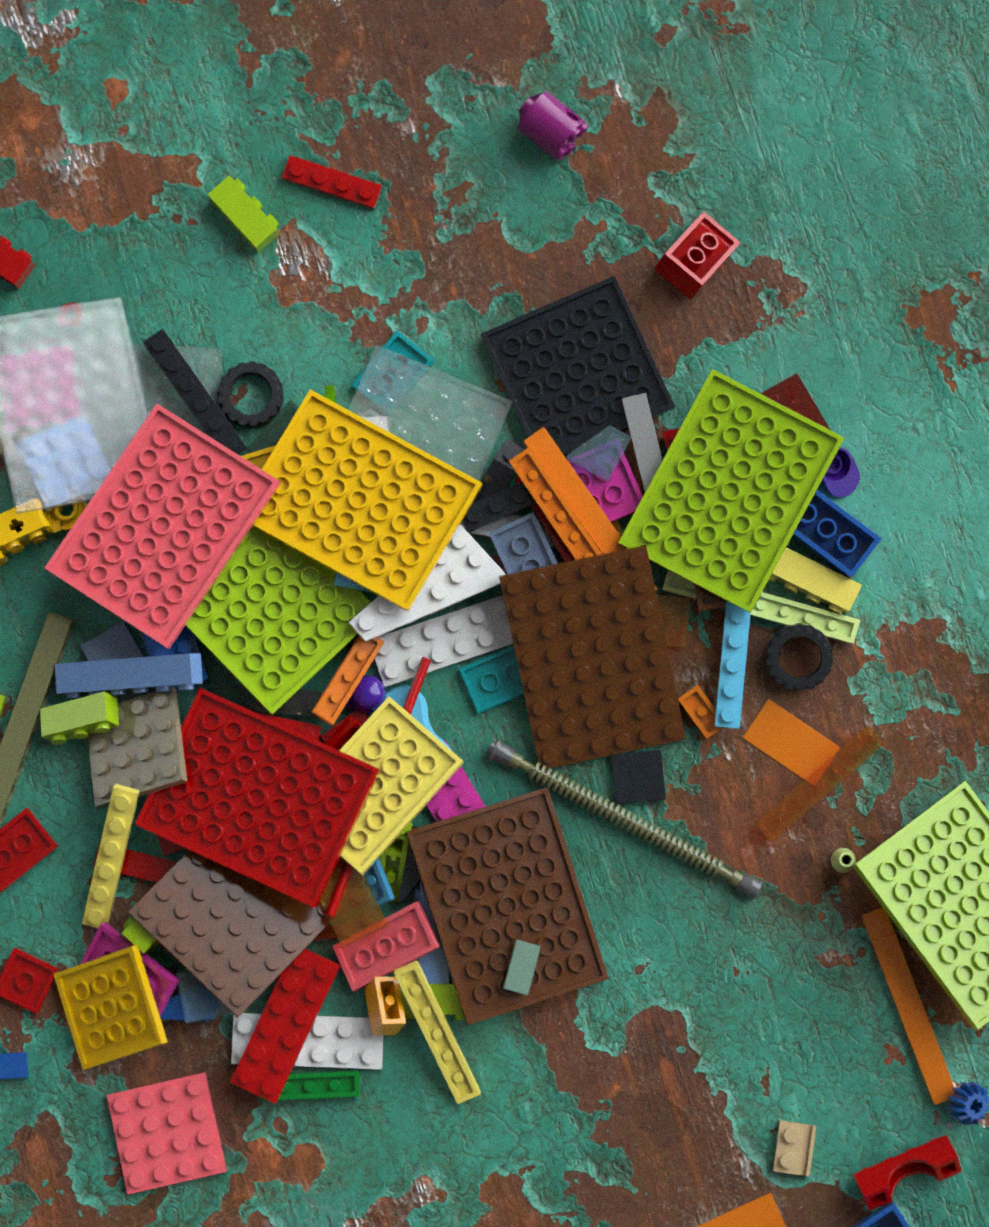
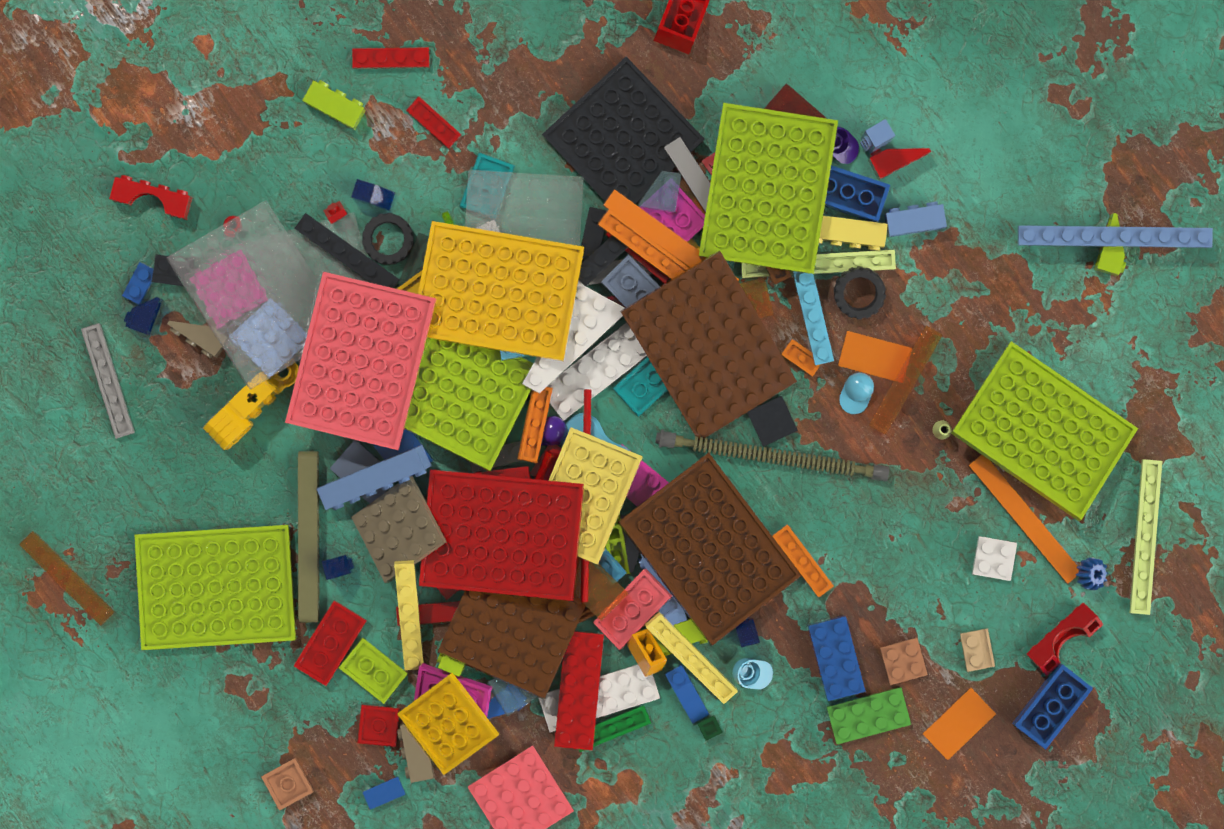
camera: 20 degrees left, 5 degrees up
(43, 910) = (373, 670): none -> lime plate
(46, 768) = (338, 566): none -> clear blue slope
(57, 1042) = (418, 761): none -> dark tan slope
(79, 718) = (349, 522): lime brick -> none
(198, 340) = (335, 212): none -> red plate
(251, 336) = (373, 195): none -> clear blue slope
(355, 276) = (433, 122): none -> red tile
(416, 1075) = (686, 693): none -> blue slope
(430, 1127) = (709, 727): none -> dark green plate
(506, 1078) = (752, 673): none -> medium azure cap
(516, 1025) = (747, 633): none -> clear blue slope
(521, 967) = (736, 590): sand green tile -> none
(615, 1096) = (836, 658): none -> blue brick
(616, 961) = (803, 561): none -> orange plate
(631, 1182) = (868, 715): none -> bright green plate
(698, 1130) = (903, 661): none -> nougat plate
(754, 779) = (856, 393): none -> medium azure cap
(854, 1041) = (994, 558): none -> white plate
(885, 475) = (877, 137): none -> medium blue brick
(893, 511) = (891, 160): none -> red slope
(898, 592) = (915, 219): none -> medium blue brick

